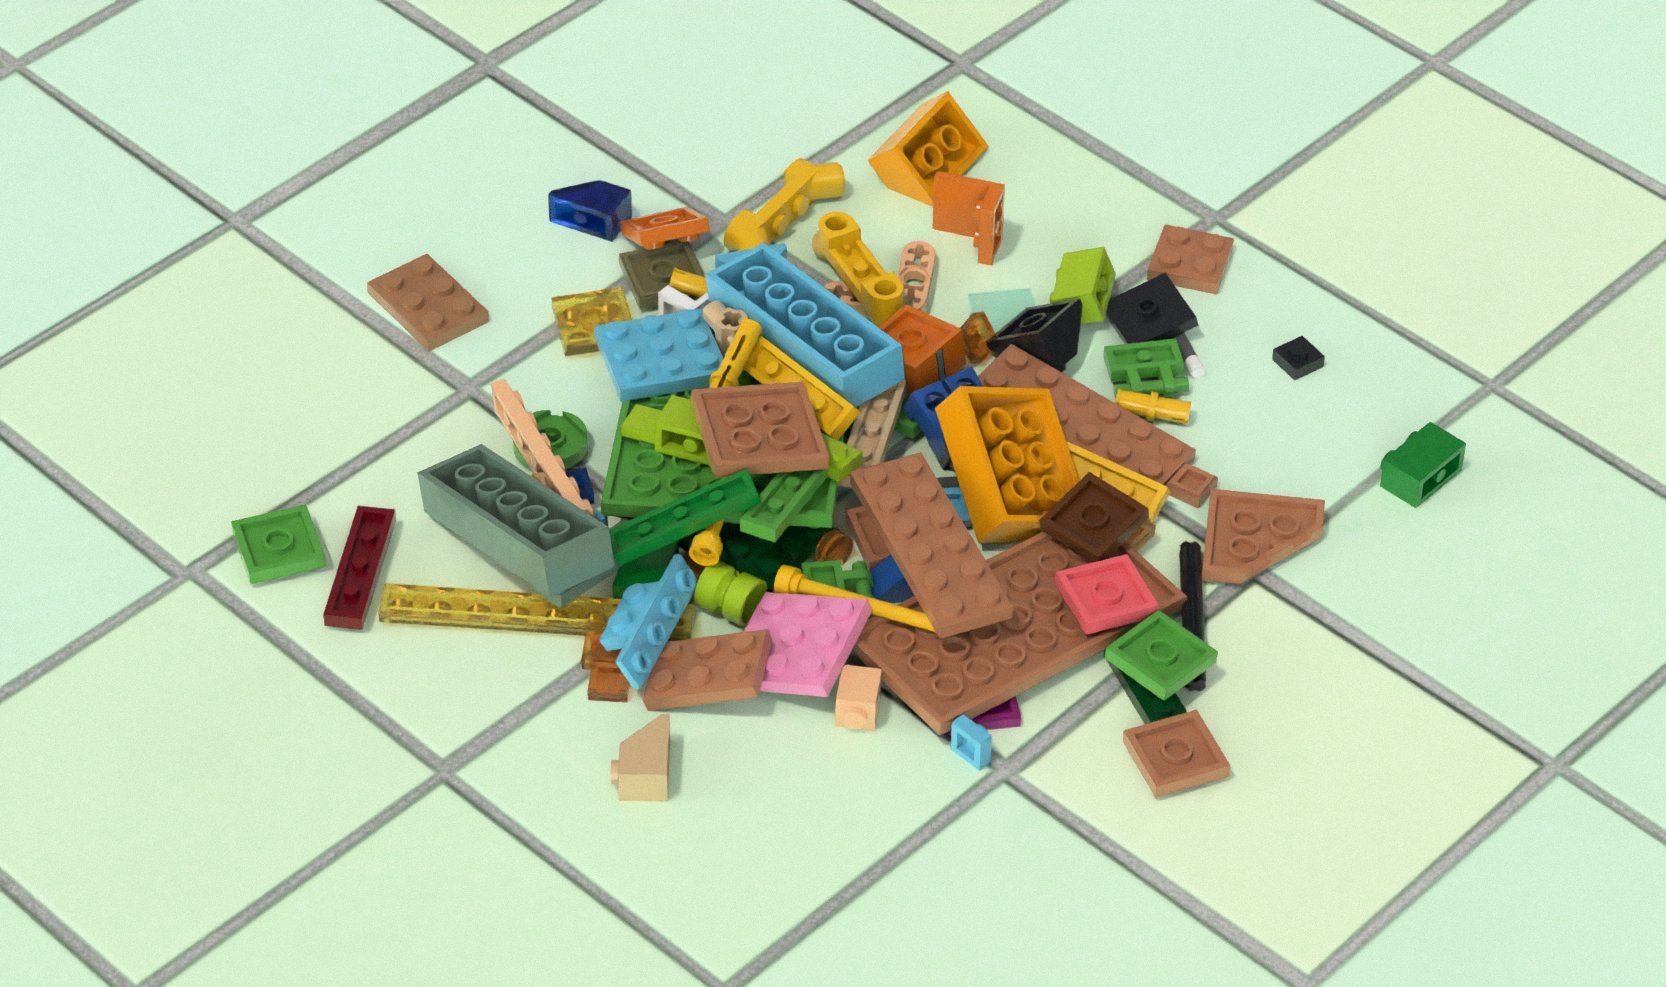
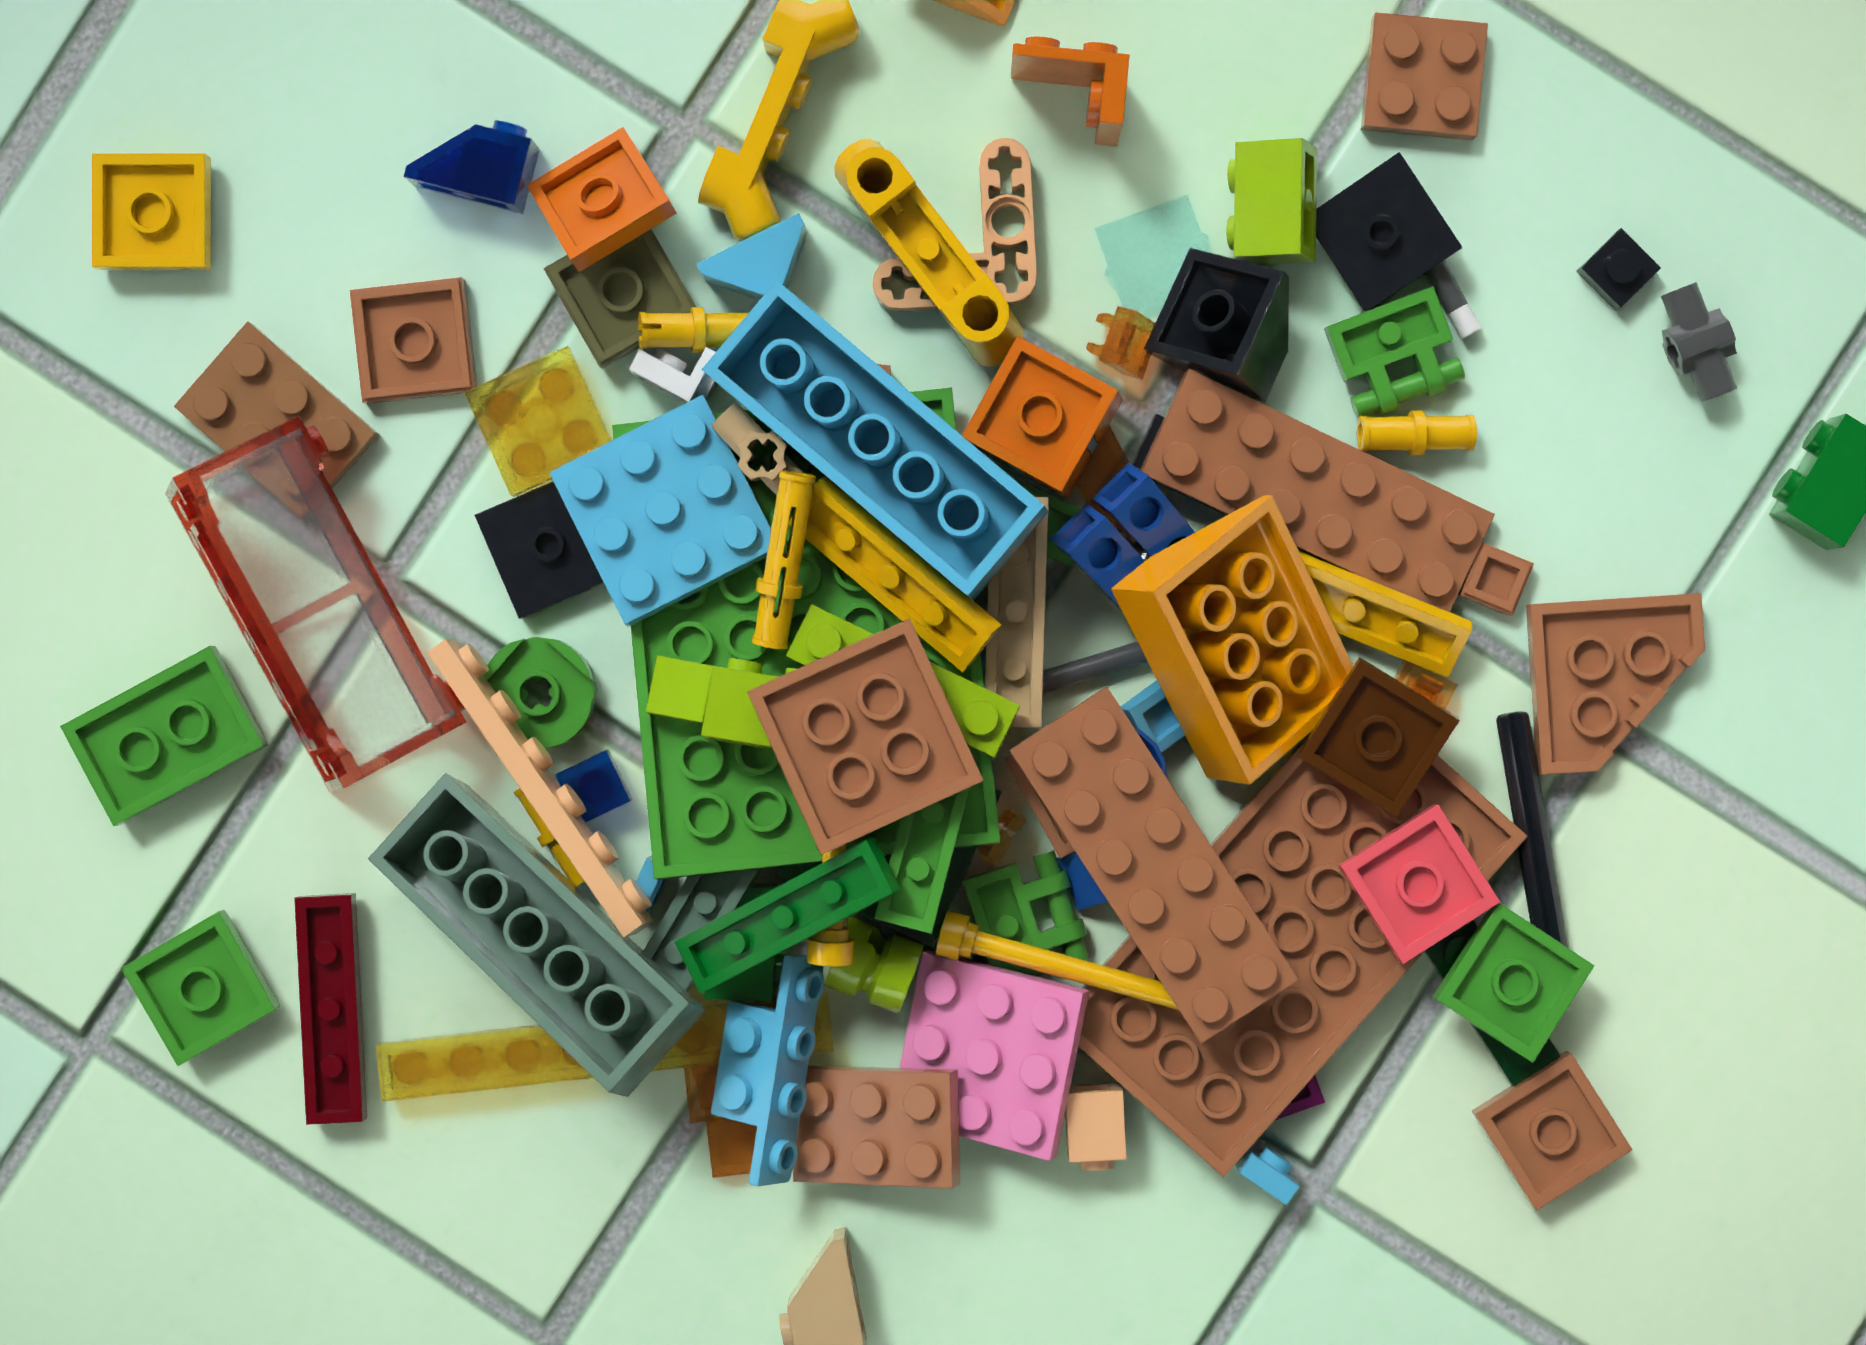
camera: 10 degrees left, 45 degrees up
(302, 424) = (164, 735): none -> bright green plate
(386, 200) = (151, 211): none -> yellow plate
(419, 365) = (312, 604): none -> clear windscreen
(525, 280) = (413, 340): none -> nougat tile
(576, 381) = (538, 550): none -> black plate
(1343, 391) = (1699, 342): none -> dark grey axle

